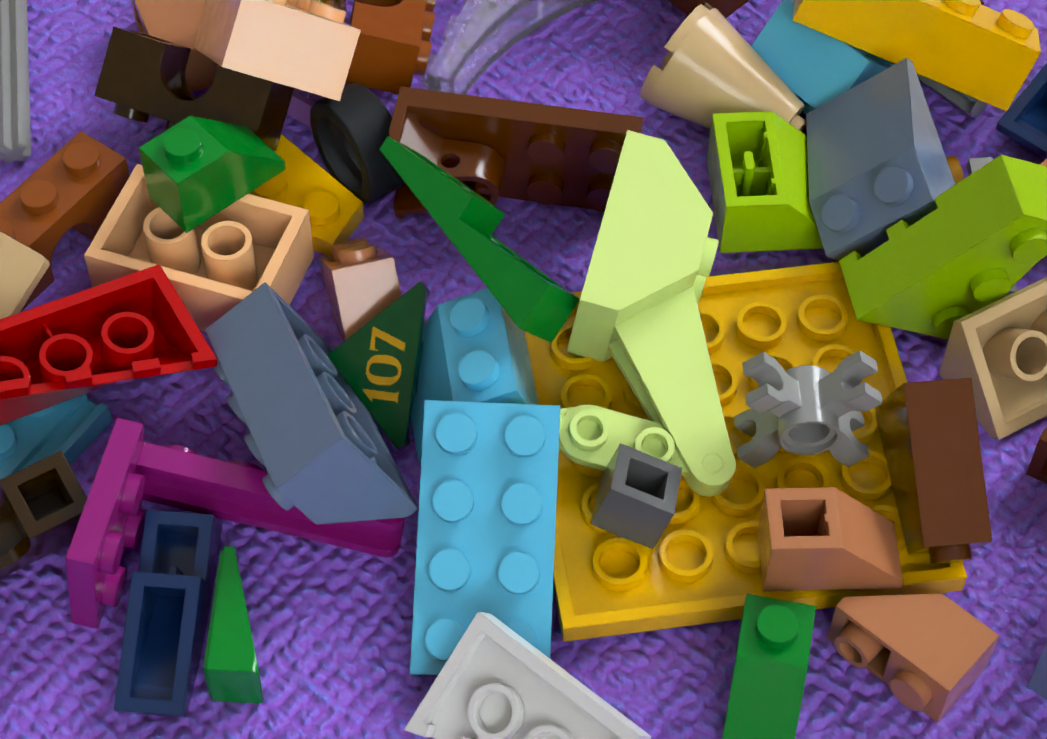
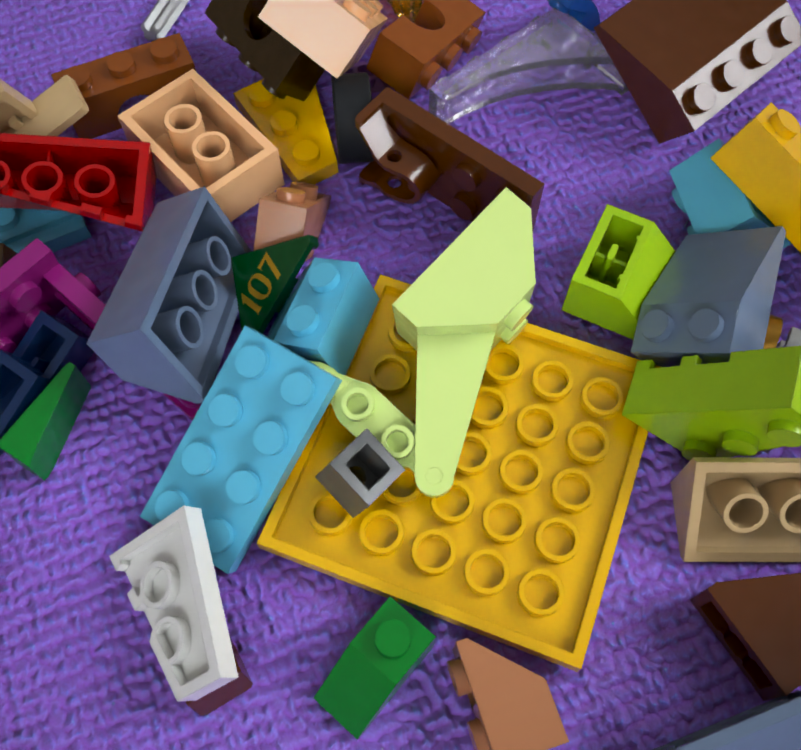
camera: 30 degrees right, 10 degrees up
(205, 168) = (223, 87): green slope -> none
(468, 220) = (362, 203): green slope -> none
(716, 72) = (636, 176): tan cone -> none
(806, 409) = (525, 472): light grey pin -> none
(824, 542) = (477, 589): nougat slope -> none
(936, 468) = (601, 578): reddish brown slope -> none

